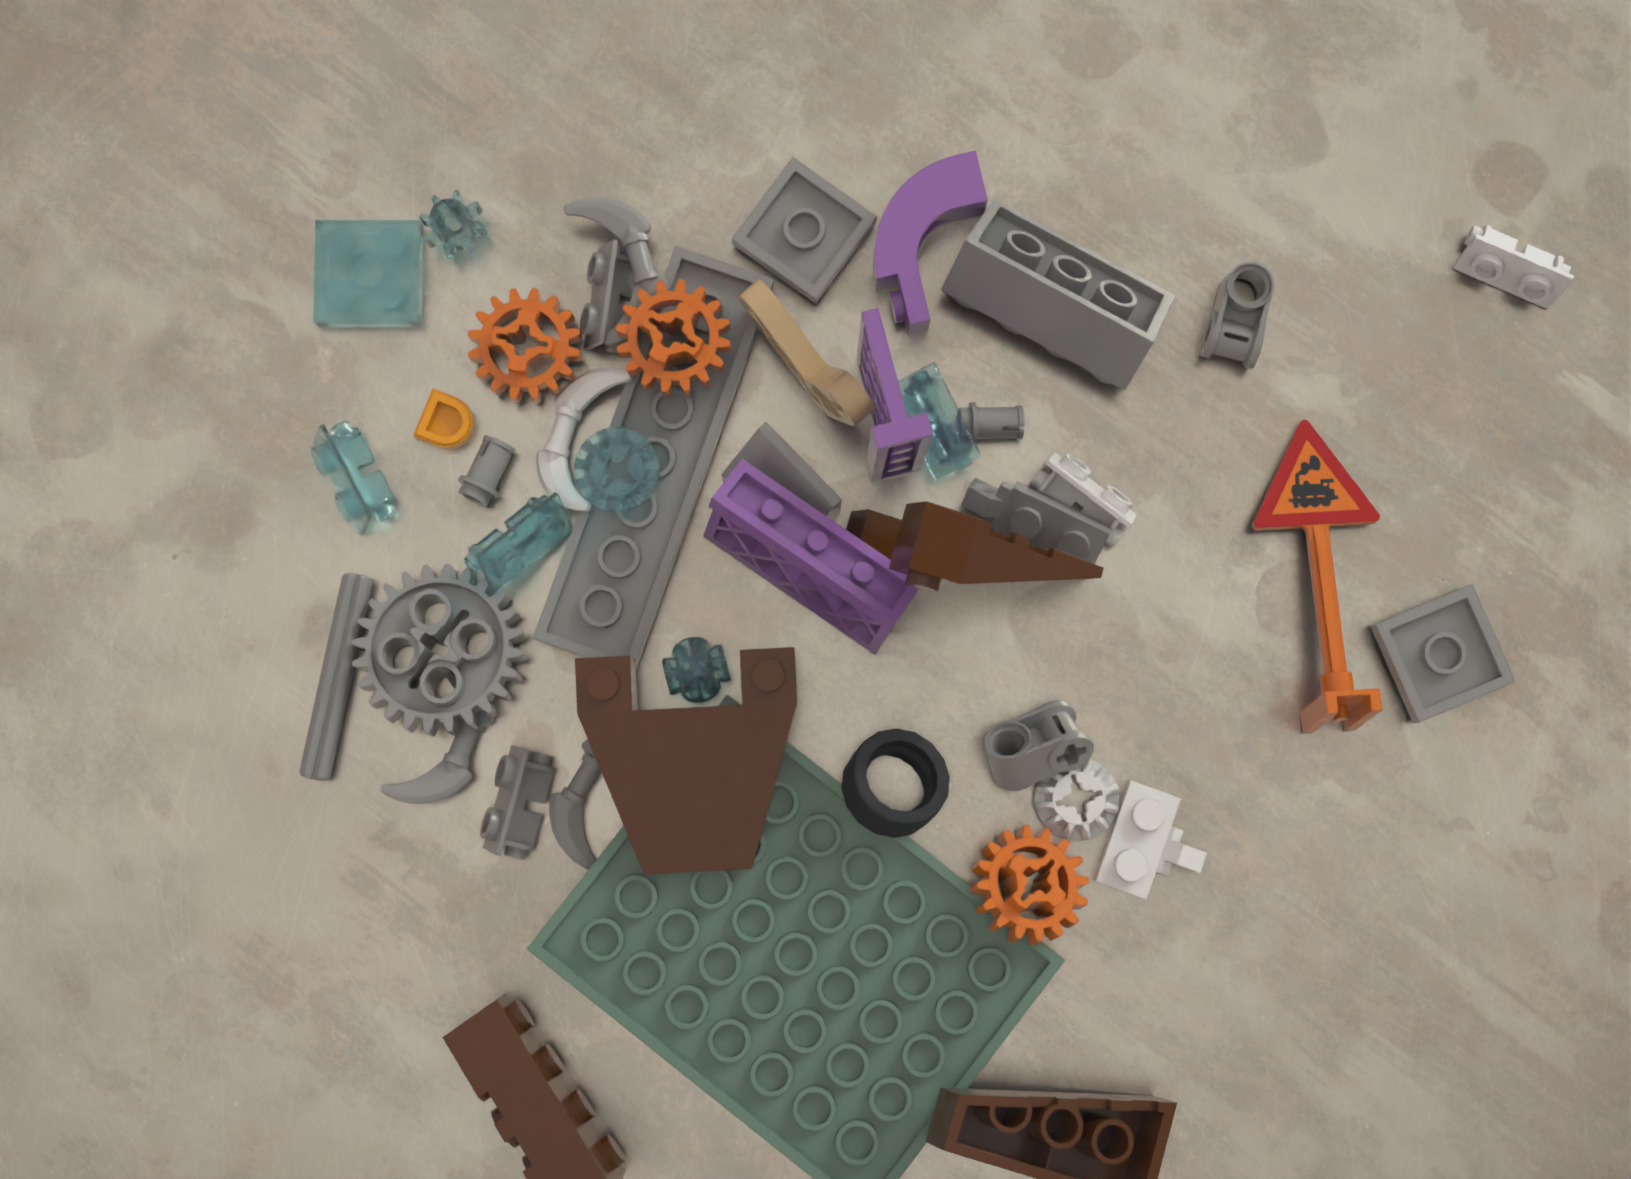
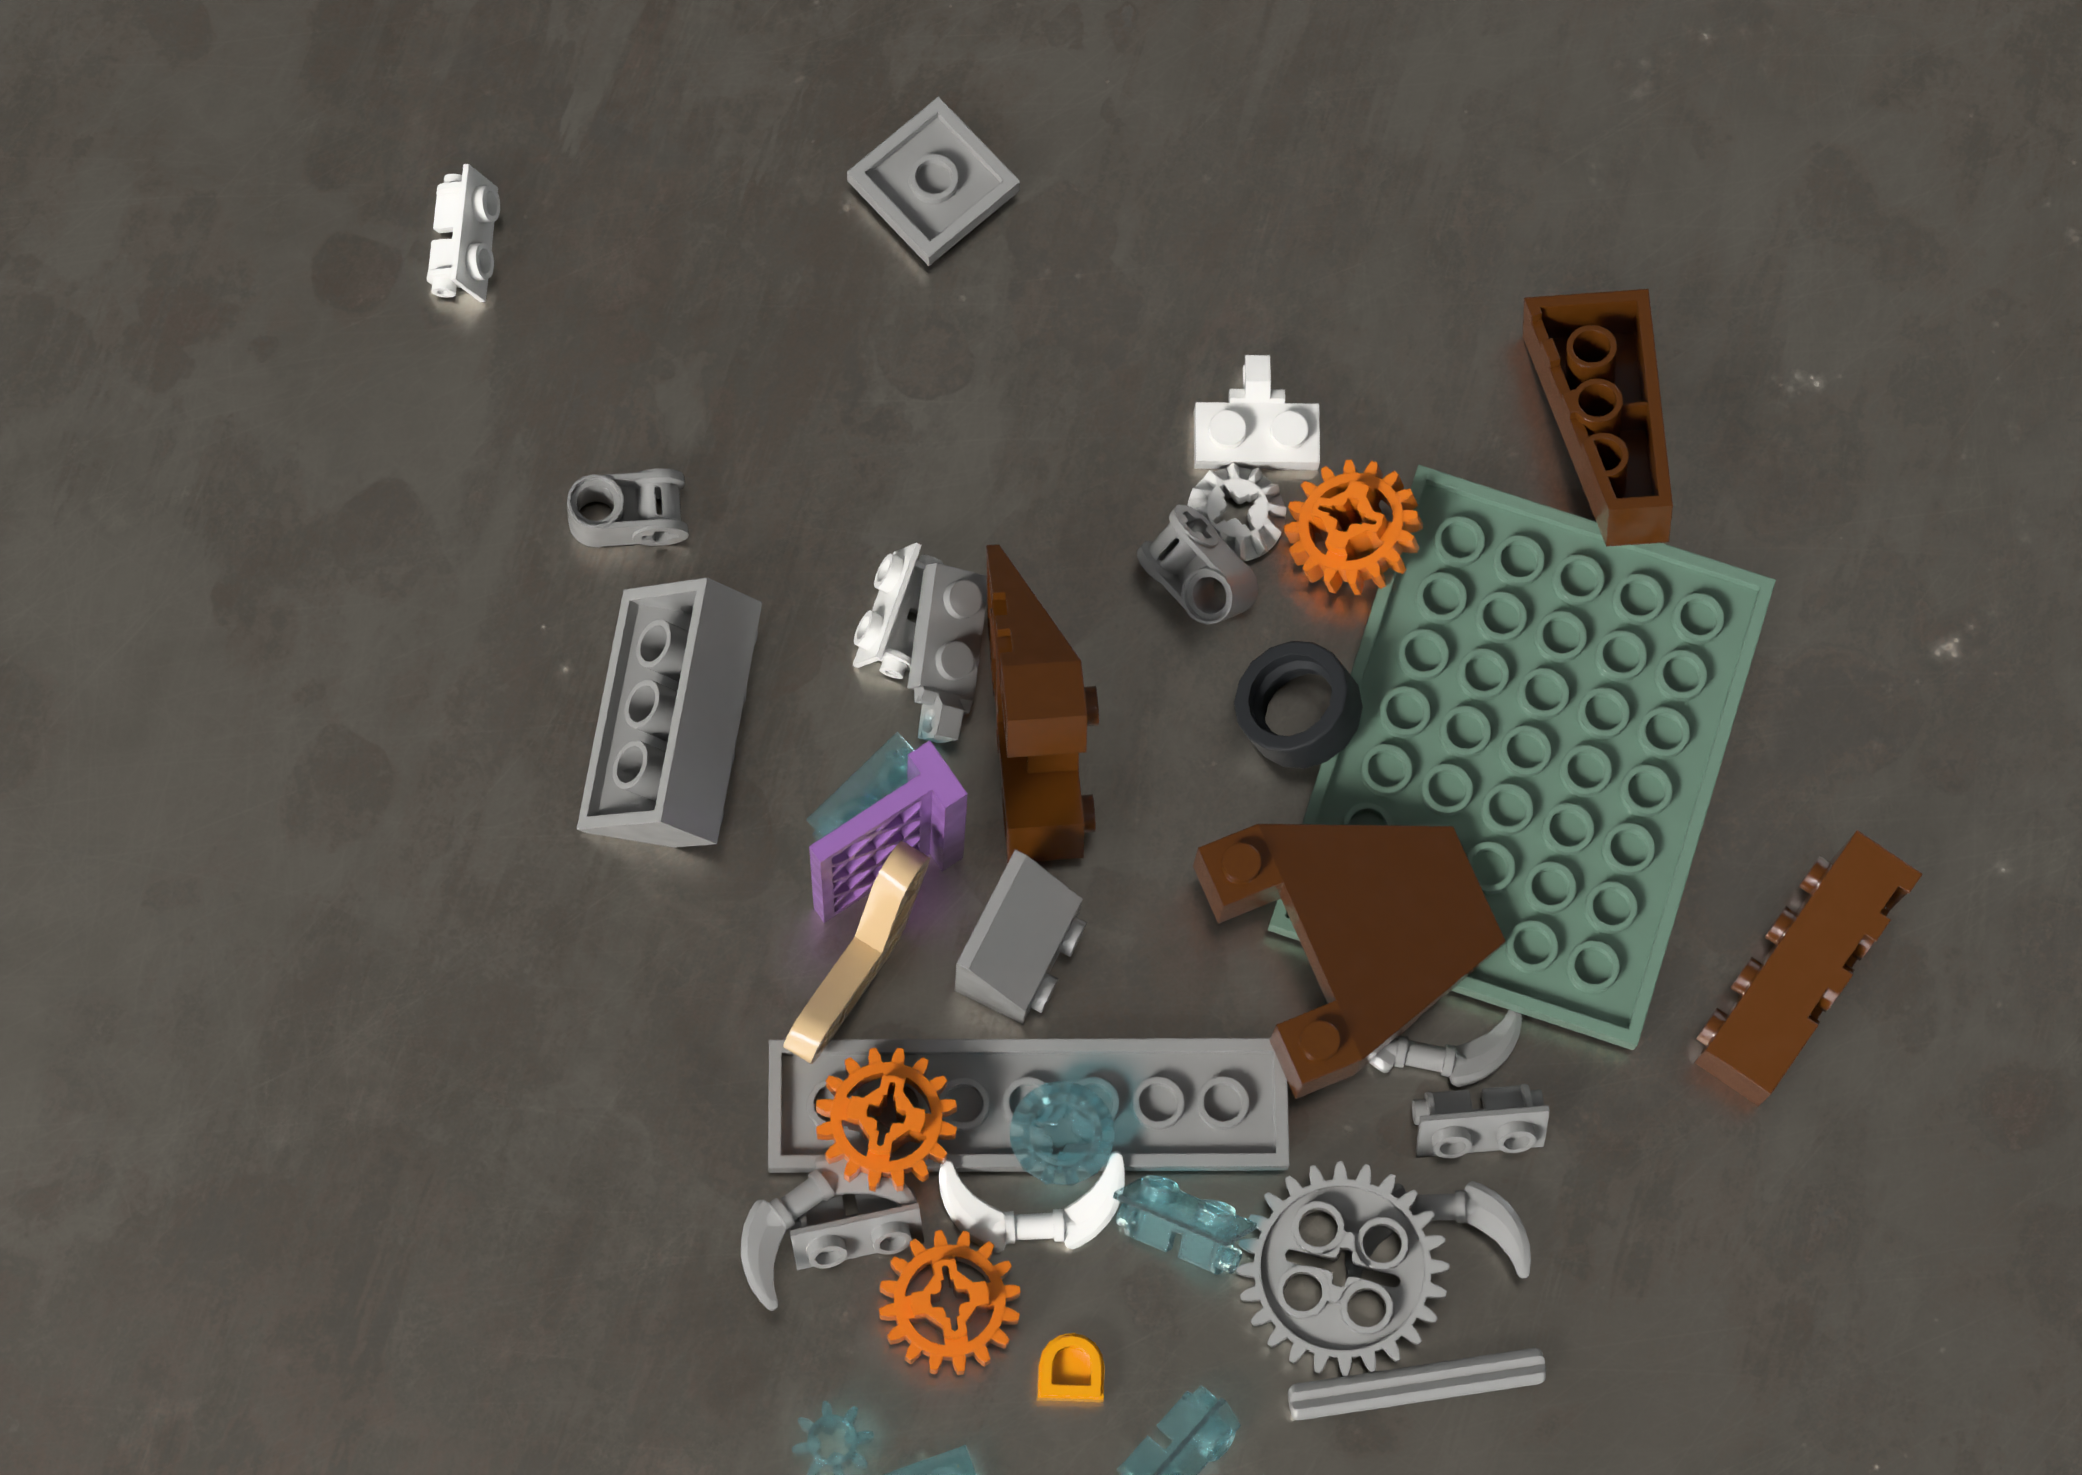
camera: 115 degrees left, 10 degrees down
(486, 471) = (1113, 1296): light grey pin -> none
(696, 669) = (1255, 968): clear light blue gear -> none
(783, 528) = (1087, 873): medium lavender fence -> none
(804, 230) = (694, 1028): light grey plate -> none
(926, 201) = (651, 910): medium lavender arch -> none
(994, 421) = (845, 737): light grey pin -> none
(1315, 494) = (806, 370): orange piece -> none

